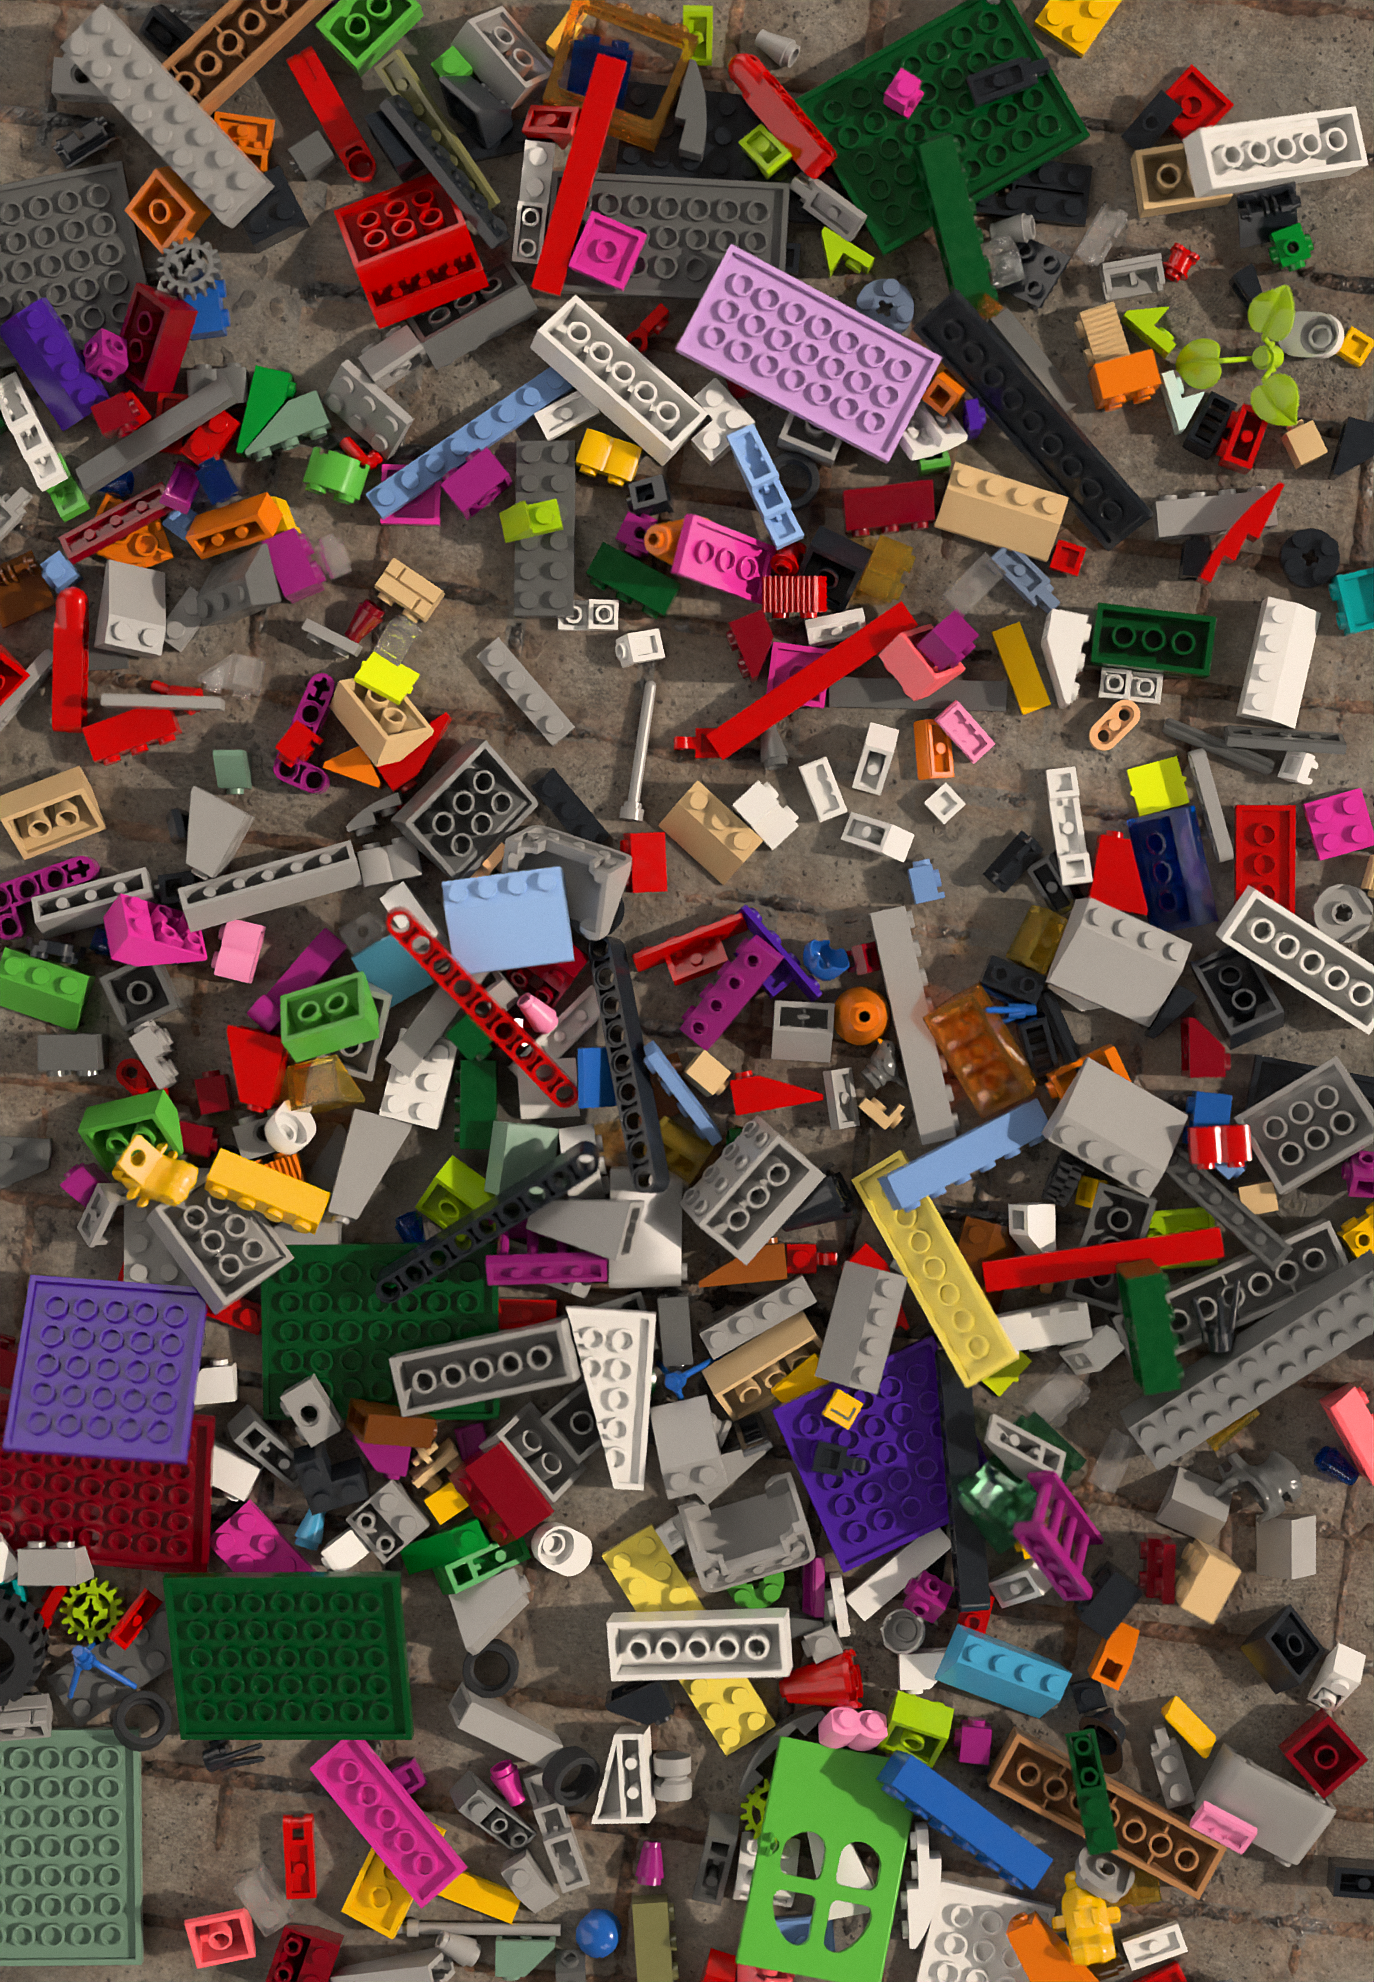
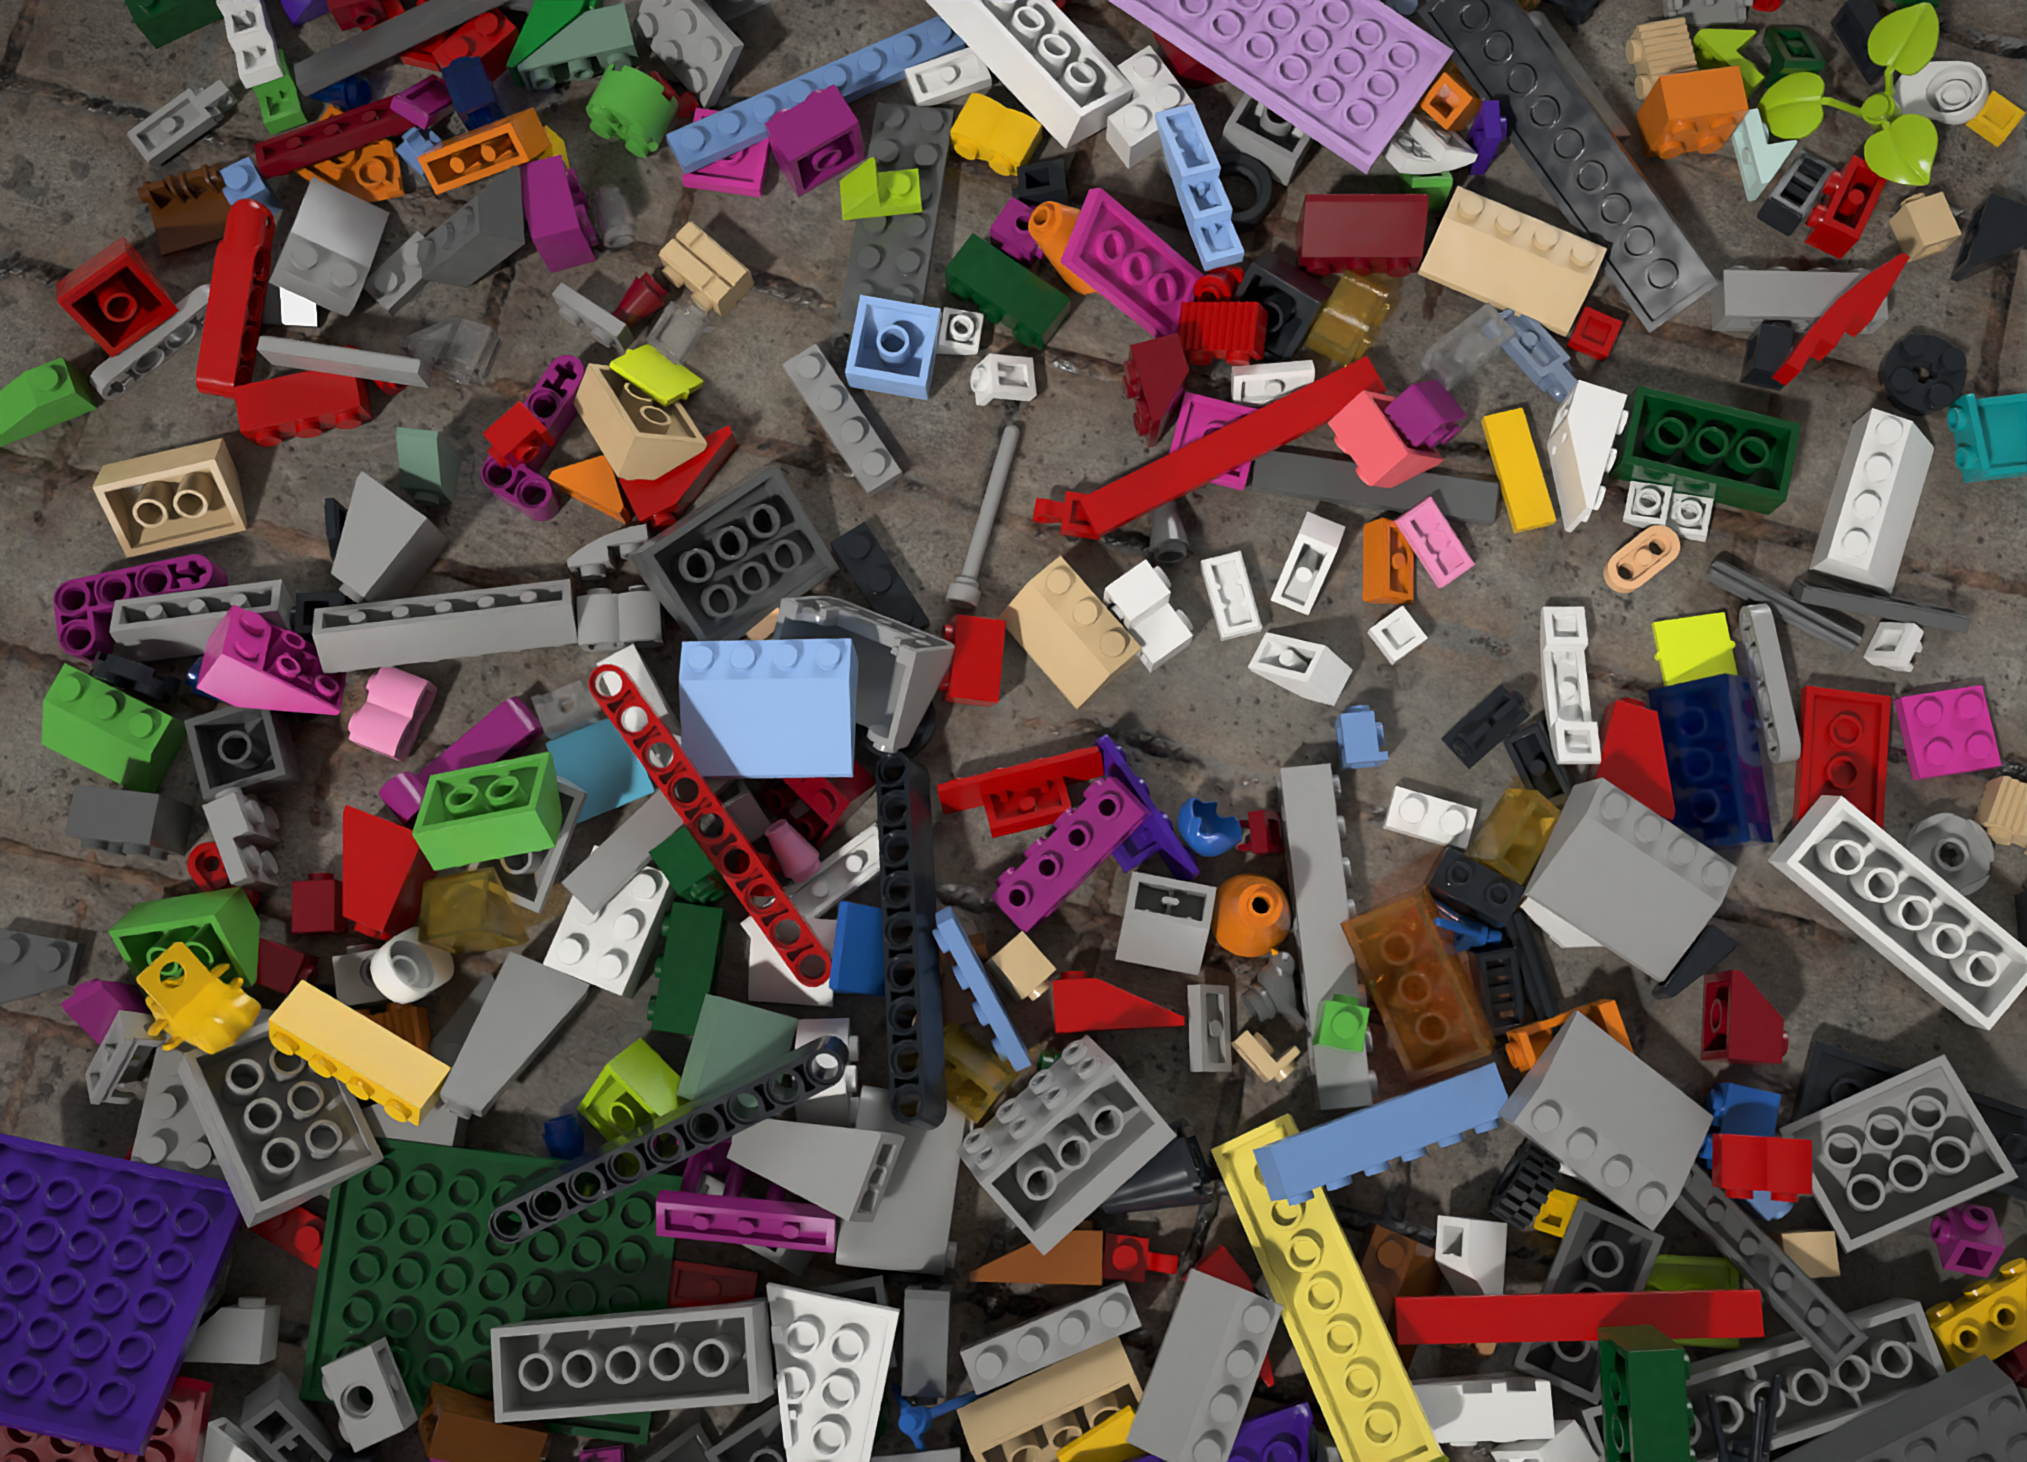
camera: 10 degrees right, 10 degrees down
(557, 636) = (893, 347): none -> light blue slope
(928, 1087) = (1341, 1024): none -> bright green brick
(979, 932) = (1429, 818): none -> white plate
(1197, 317) = (1791, 53): none -> dark green slope
(1238, 996) = (1795, 953): black slope -> none

